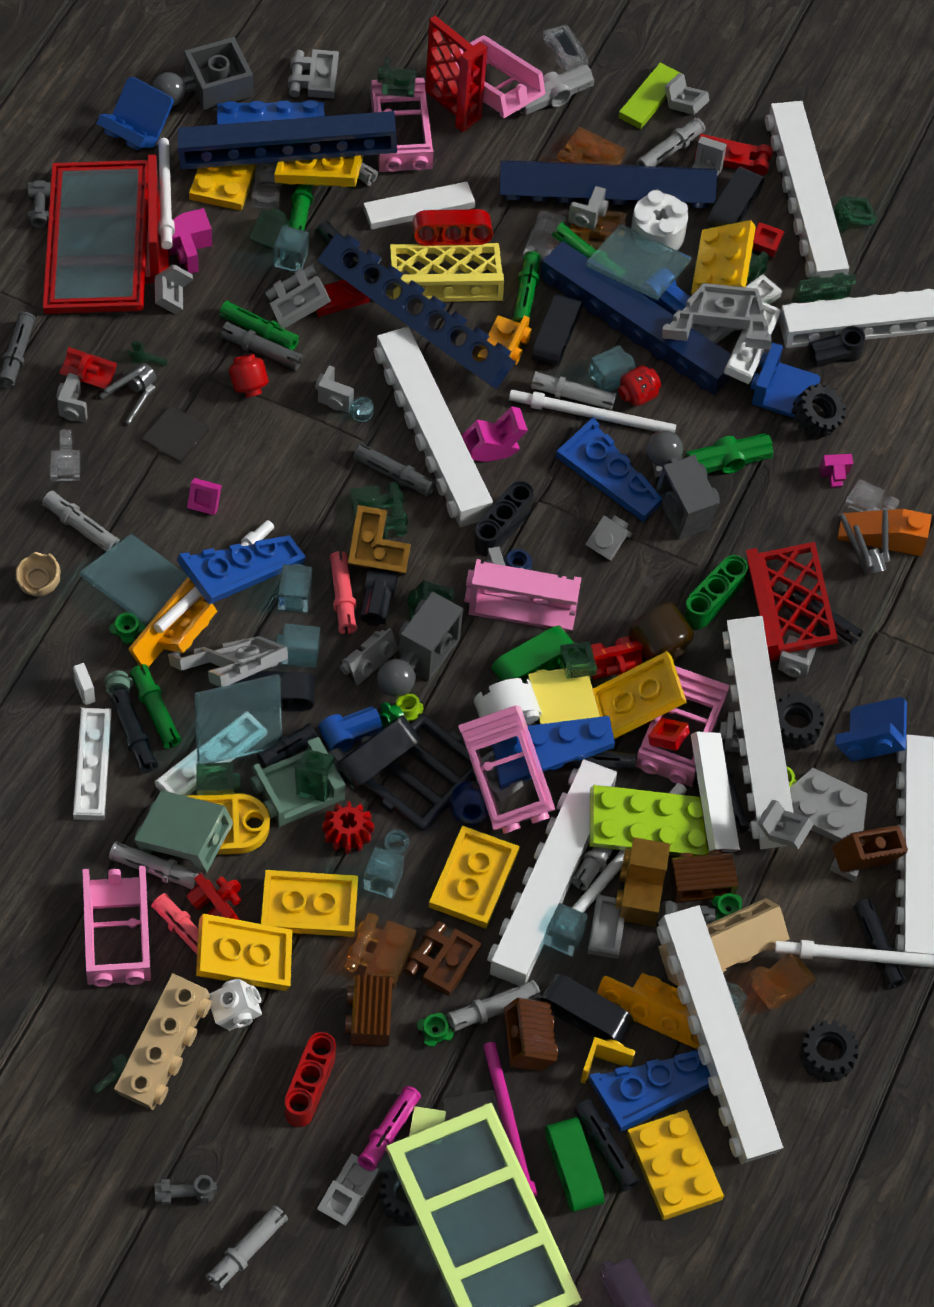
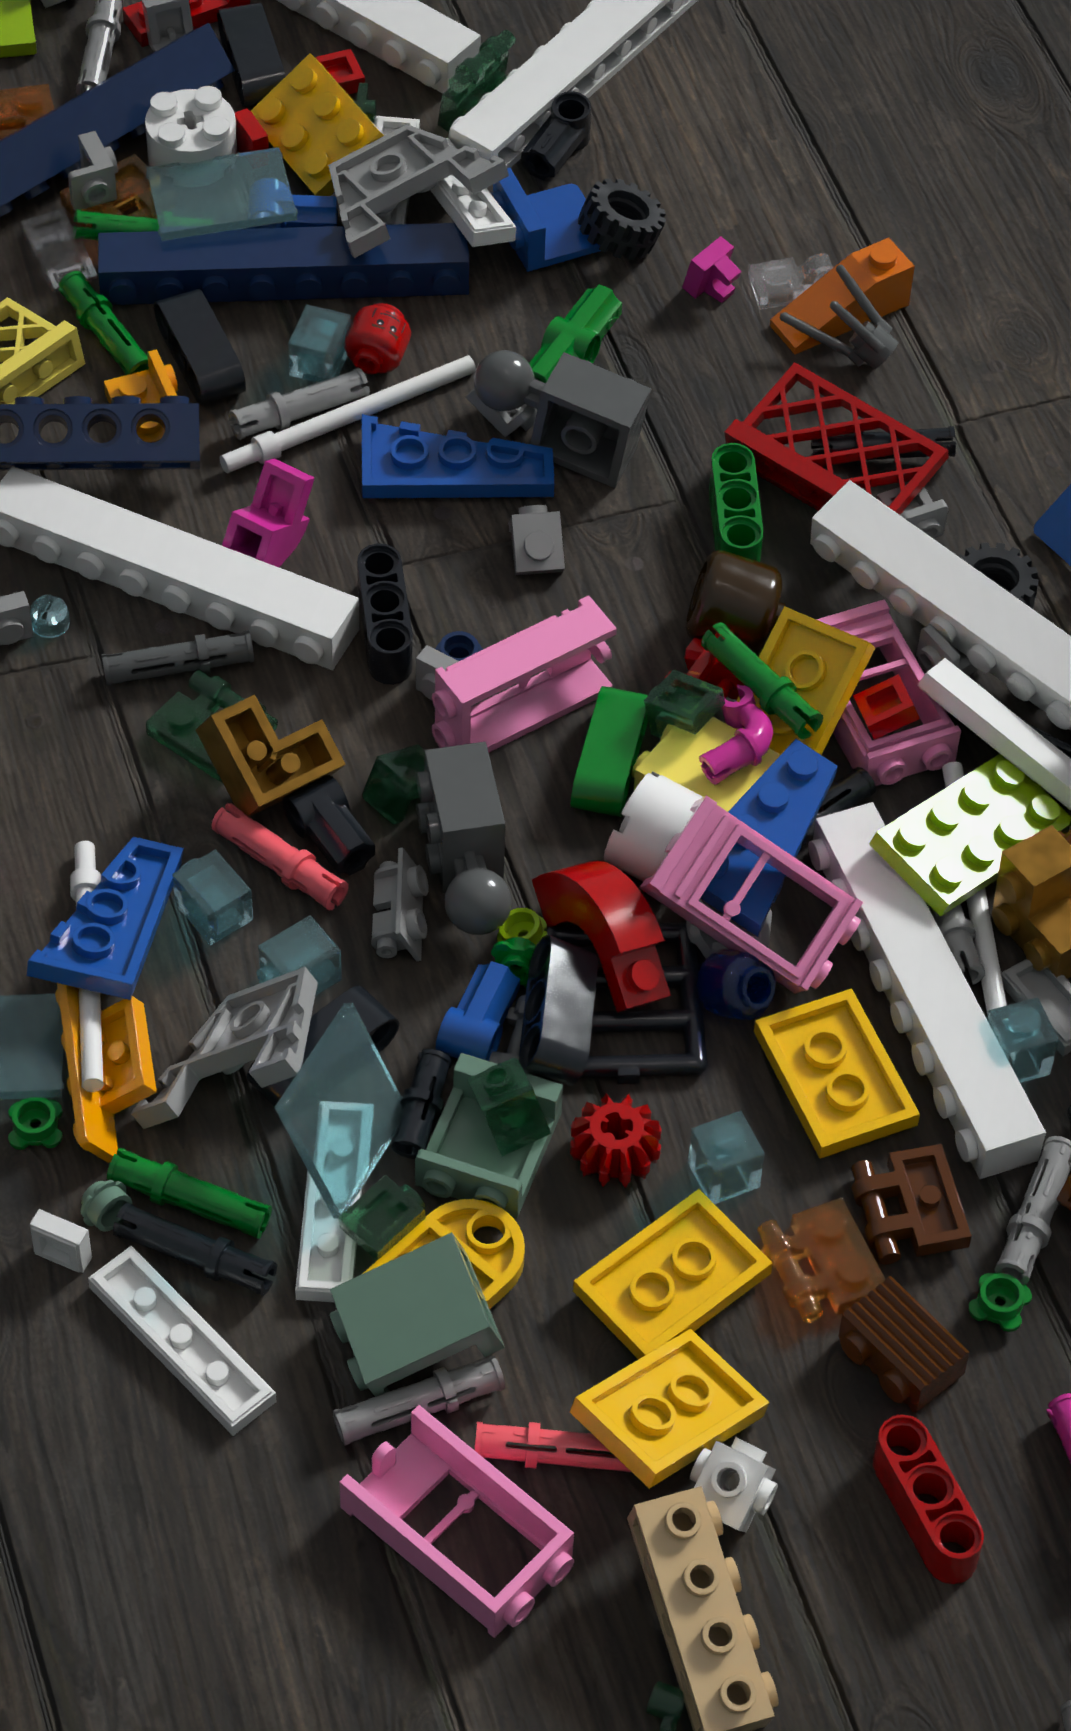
camera: 40 degrees left, 5 degrees down
(206, 892) = (527, 1373): red hips -> none
(396, 836) = (686, 1102): clear light blue hinge -> none
(438, 735) = (616, 921): none -> red arch
(586, 701) = (746, 745): none -> dark pink piece
(622, 688) = (775, 693): none -> green pin
(689, 240) = (249, 132): none -> red tile

